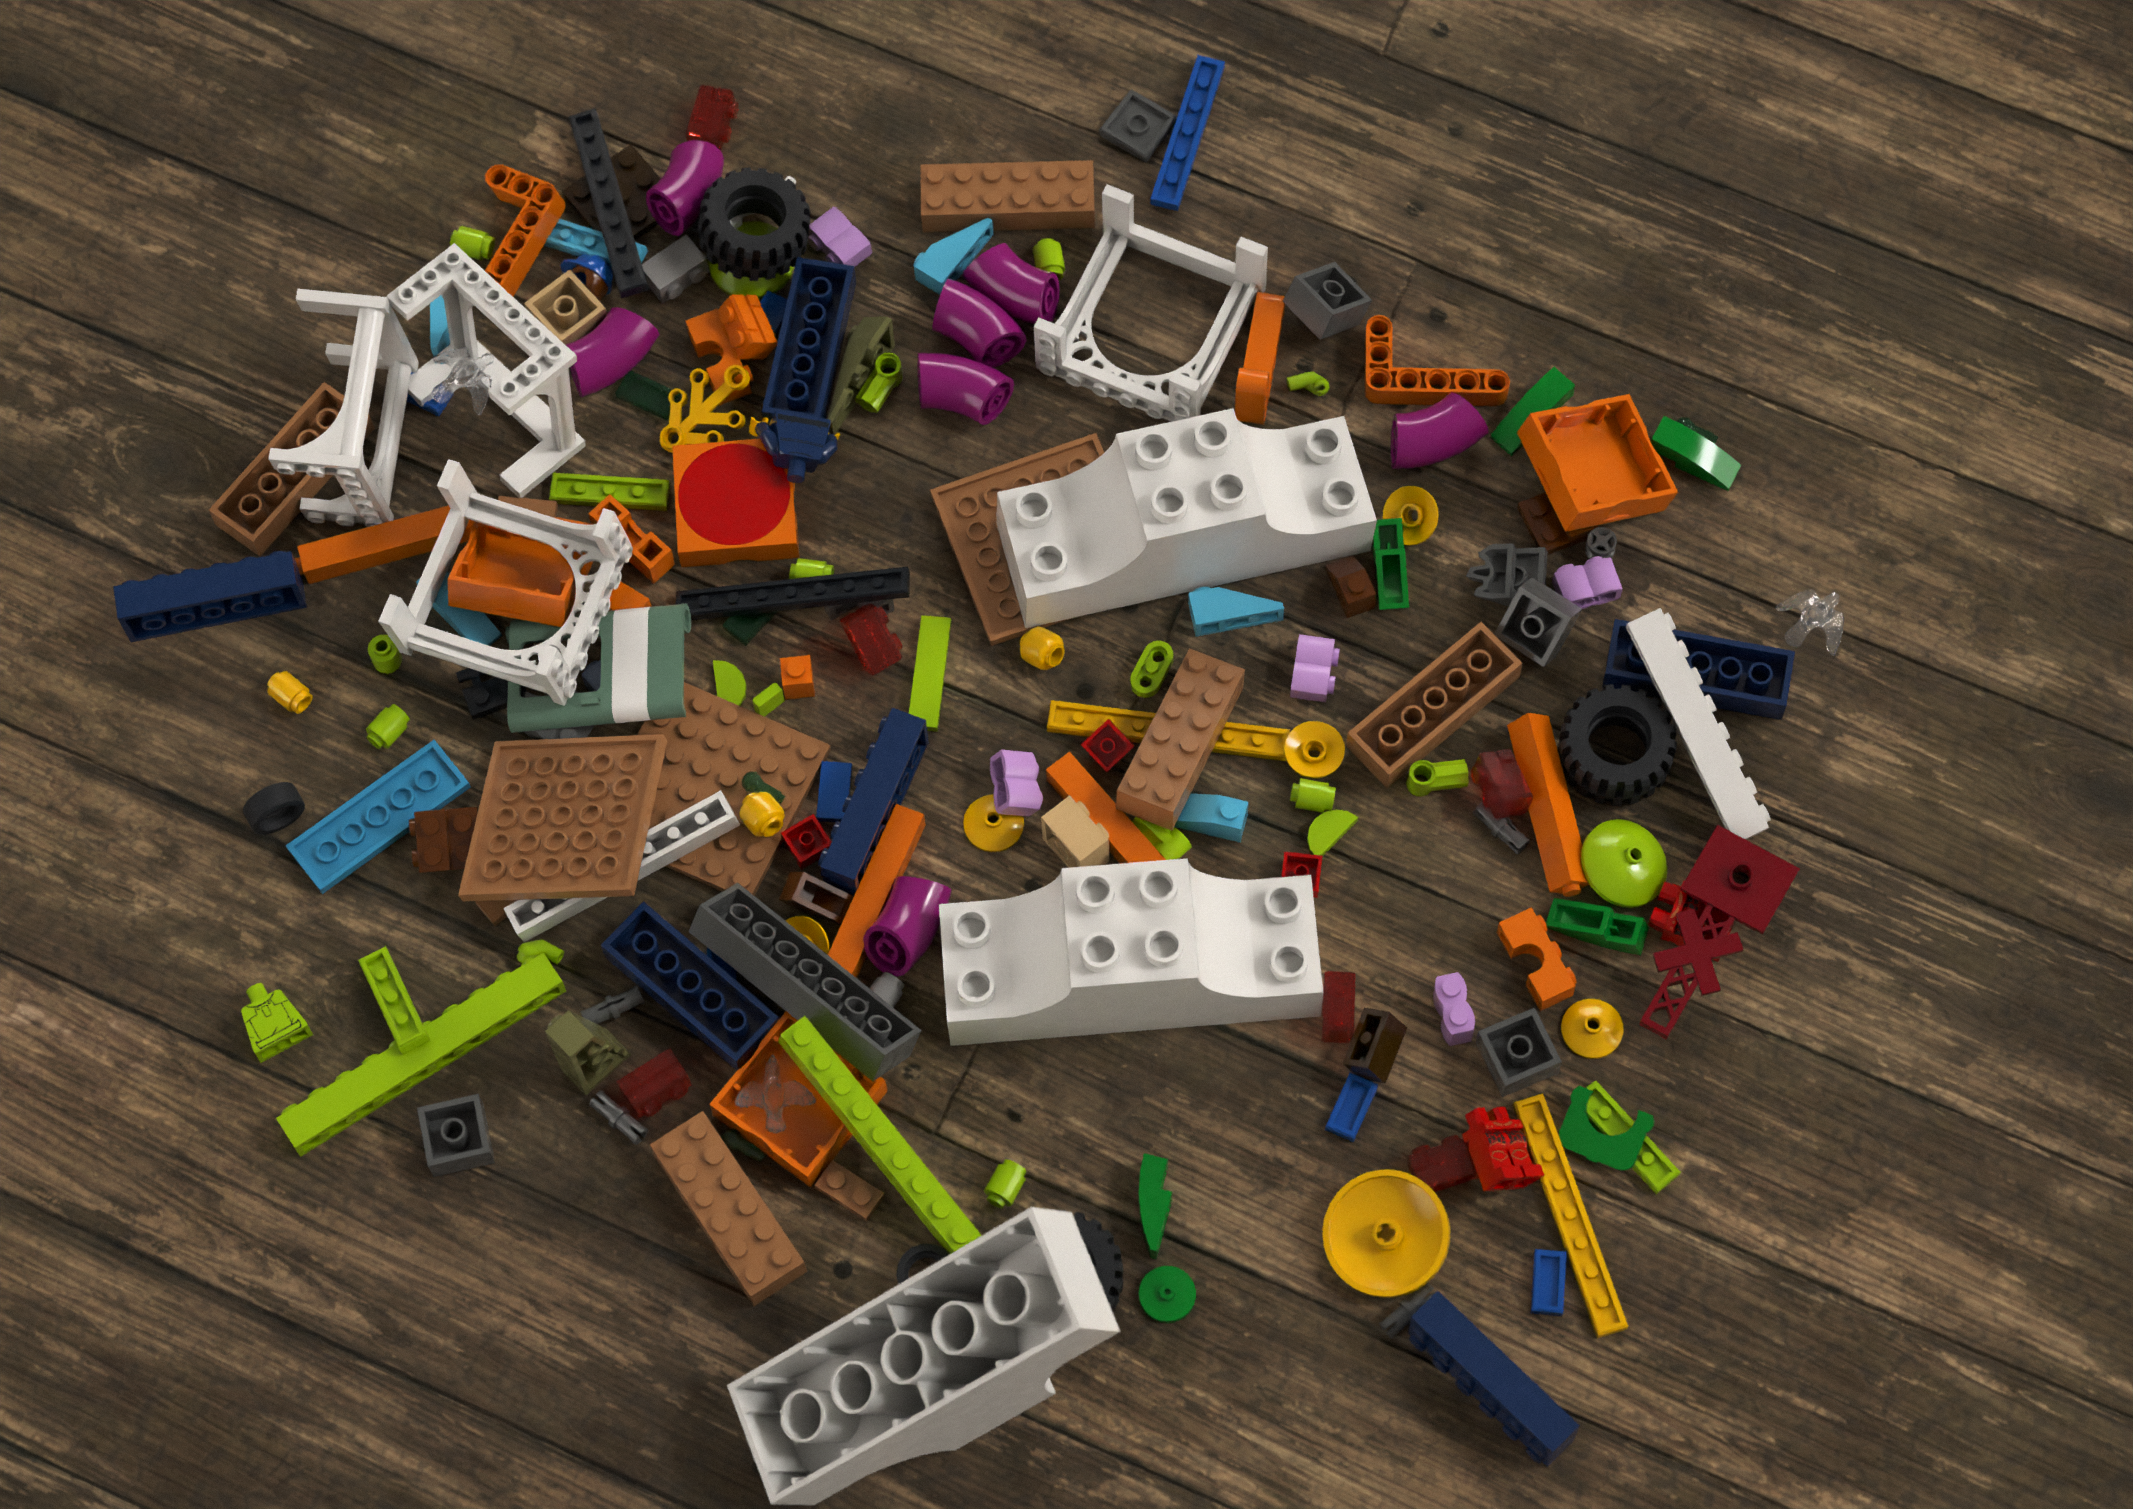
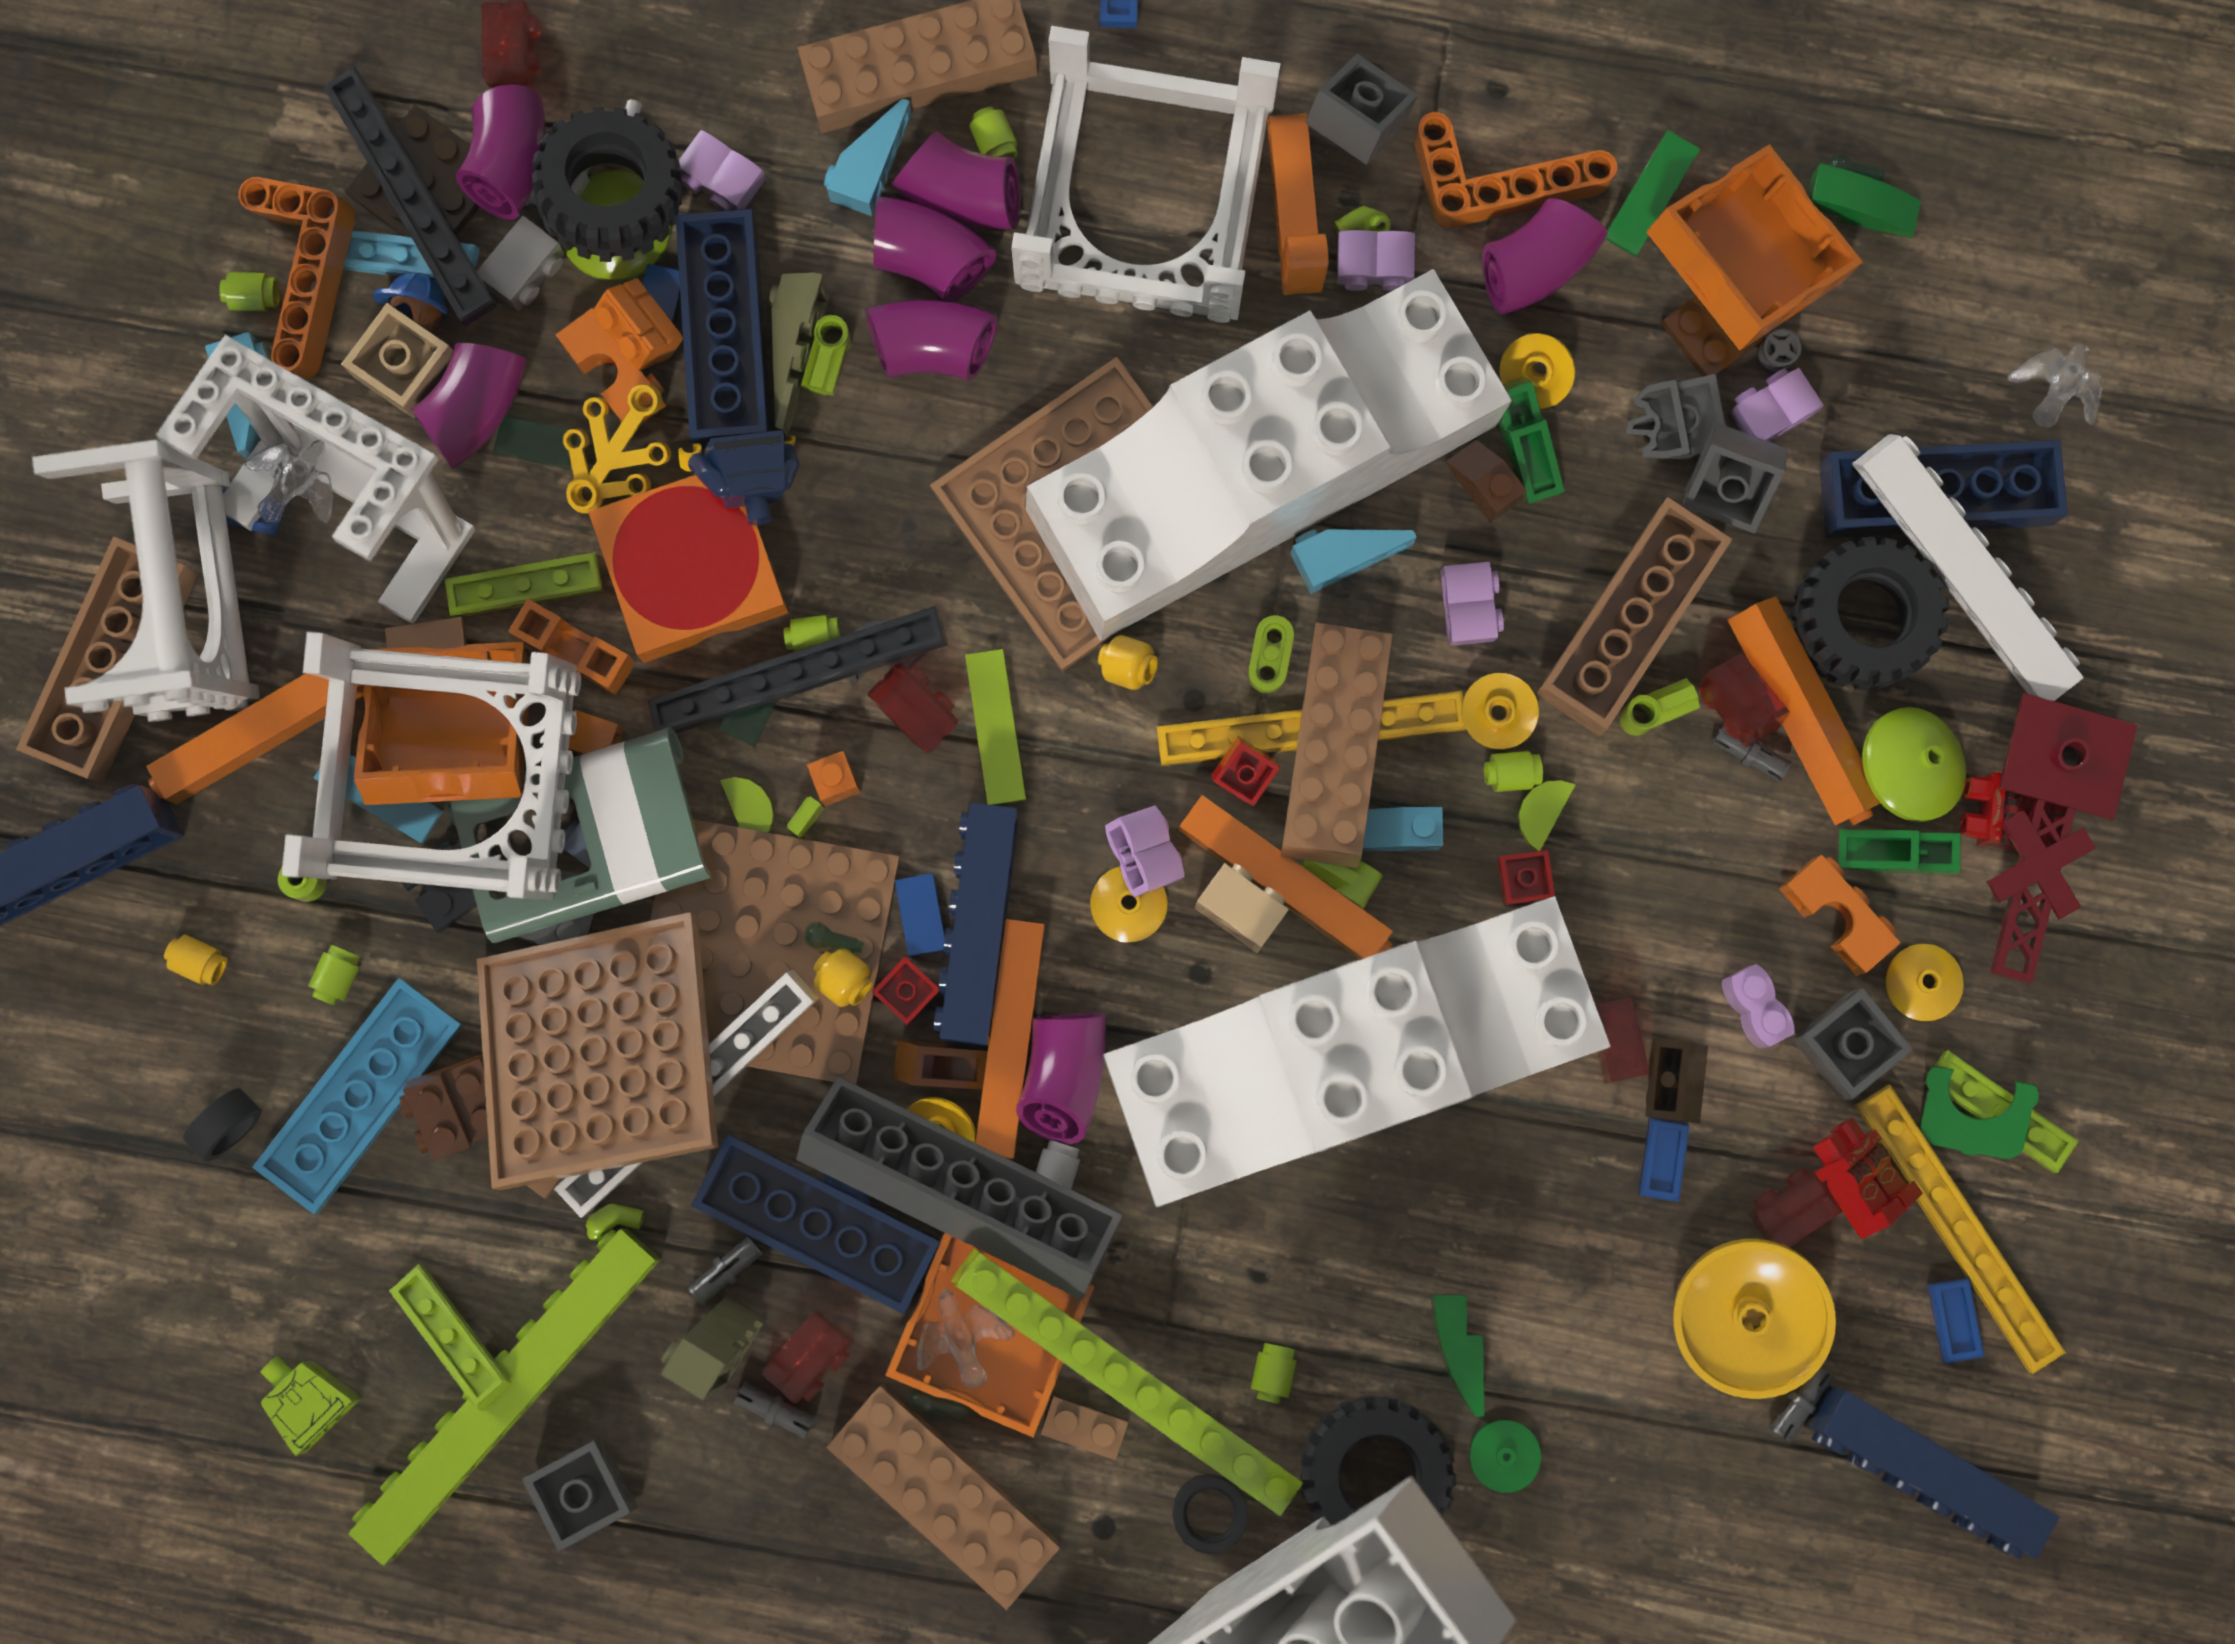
camera: 20 degrees left, 15 degrees up
(1308, 405) = (1375, 259): none -> lavender brick

